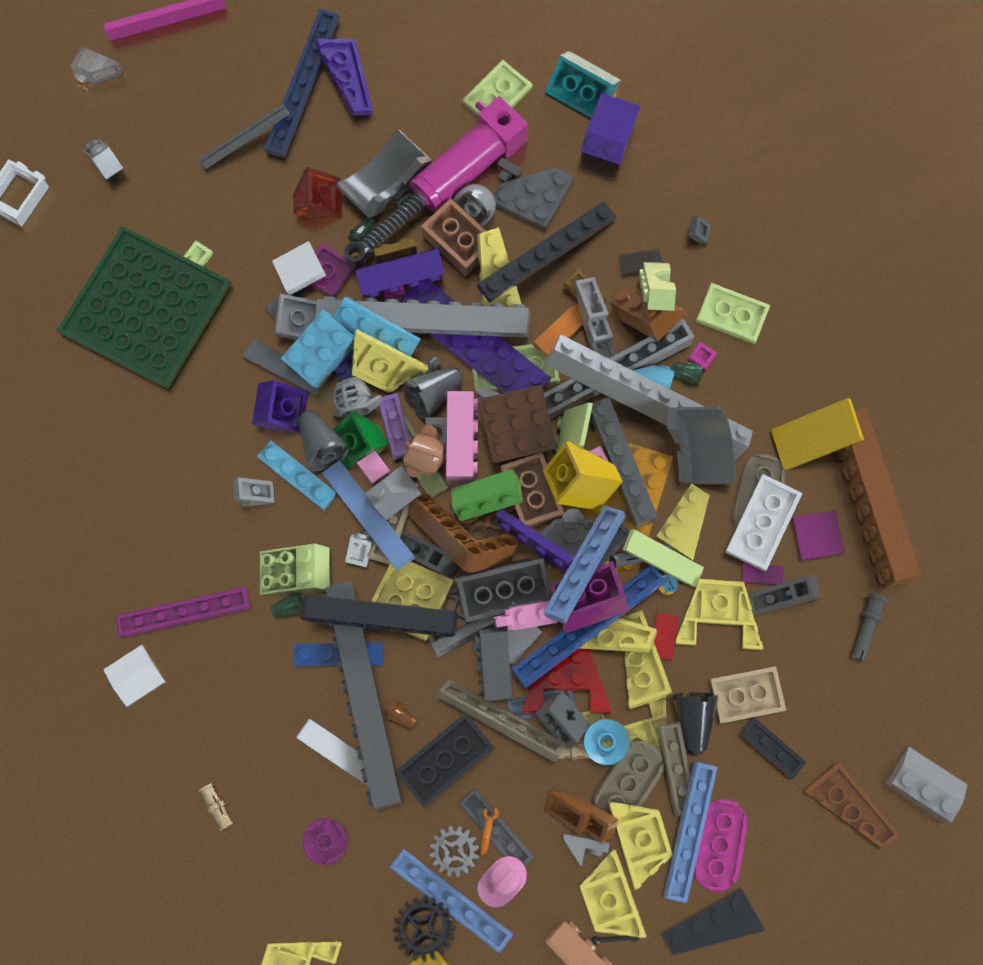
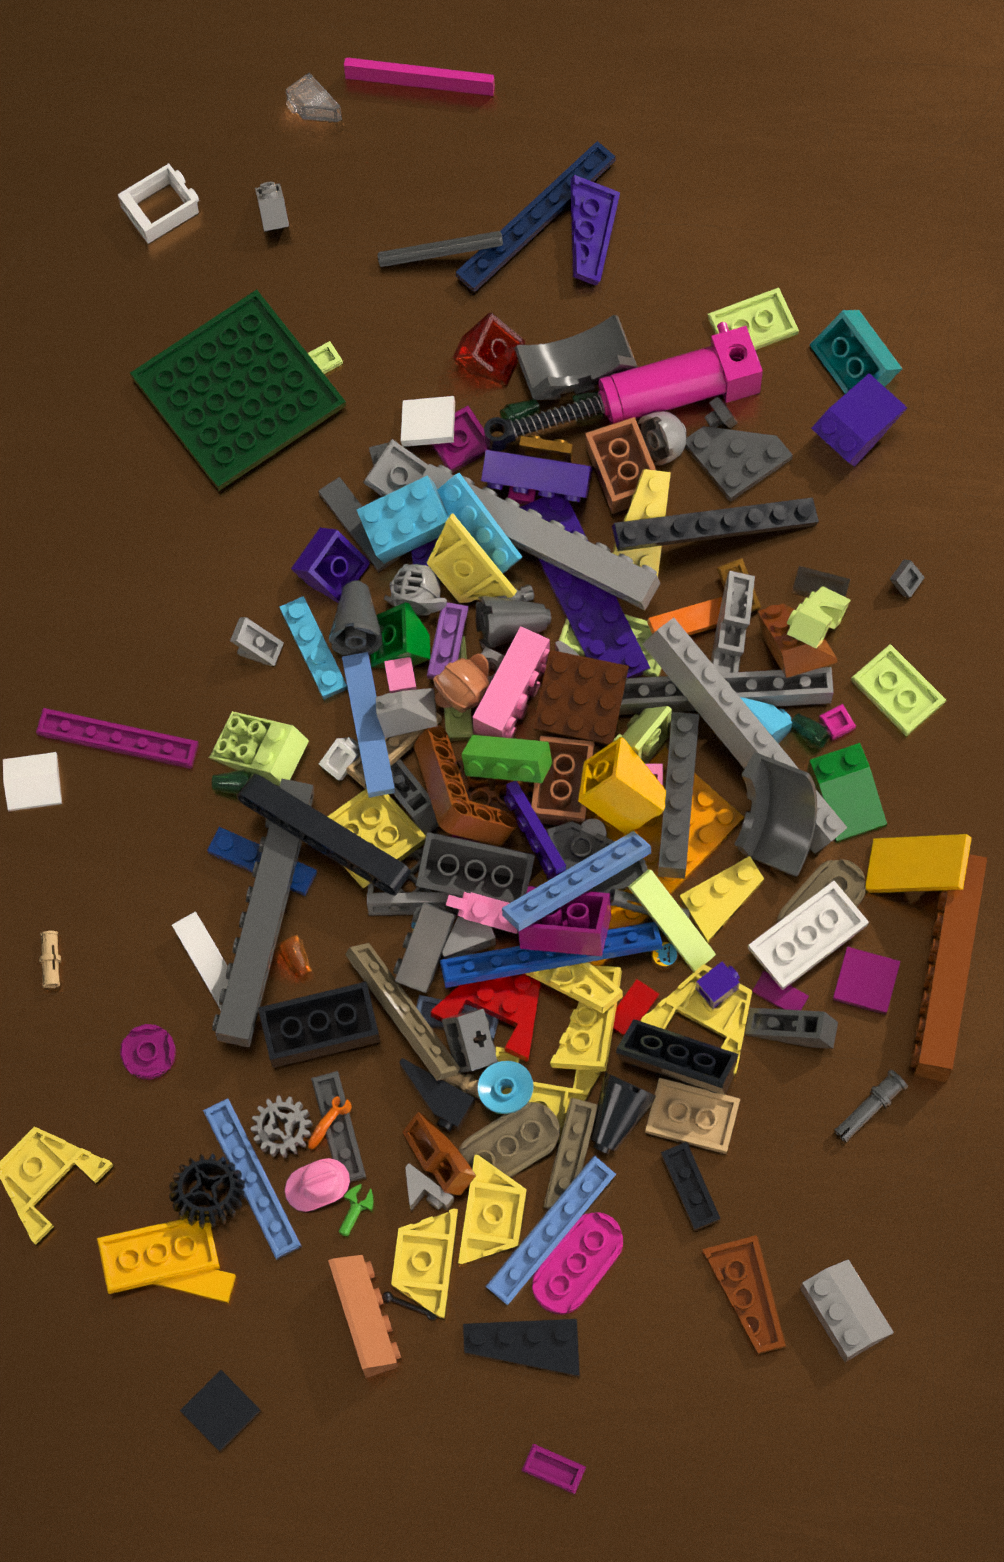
camera: 30 degrees right, 5 degrees down
(539, 886) = (355, 1208): none -> bright green bar
(563, 772) = (442, 1100): none -> black slope
(719, 657) = (678, 1057): none -> black slope
(720, 590) = (718, 984): none -> dark purple brick
(738, 400) = (849, 789): none -> green slope

